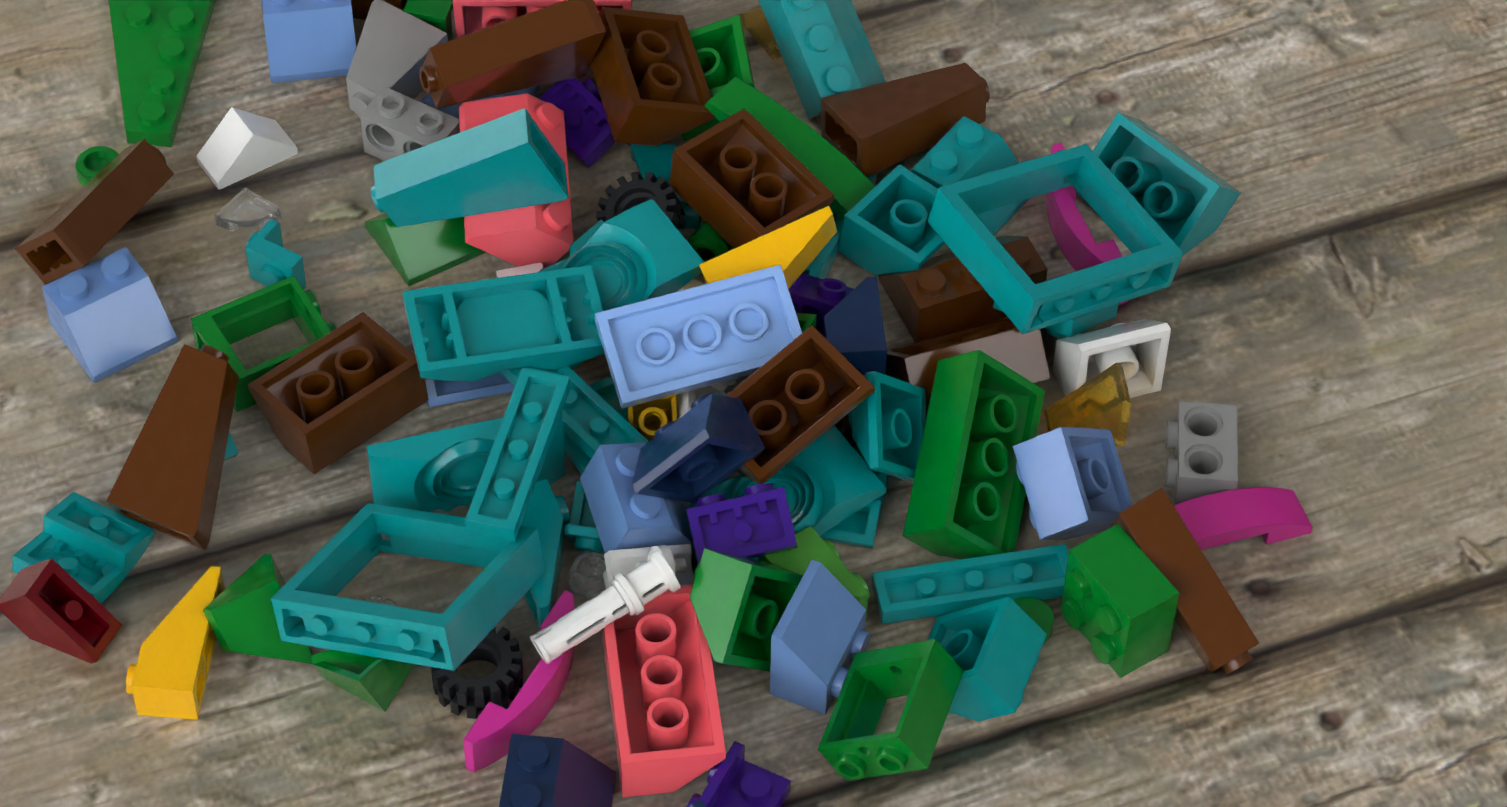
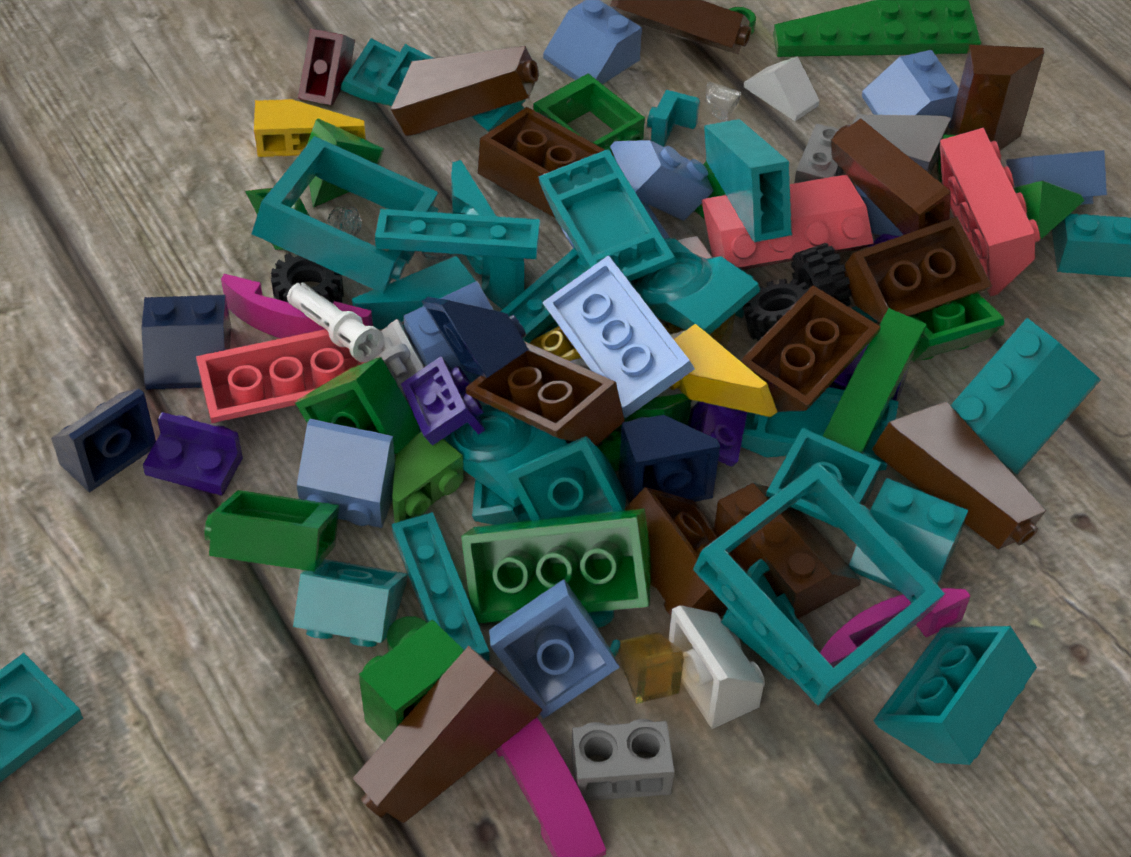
camera: 80 degrees right, 0 degrees up
(399, 267) = (663, 176): none -> medium blue slope
(605, 159) = (822, 269): none -> black tyre

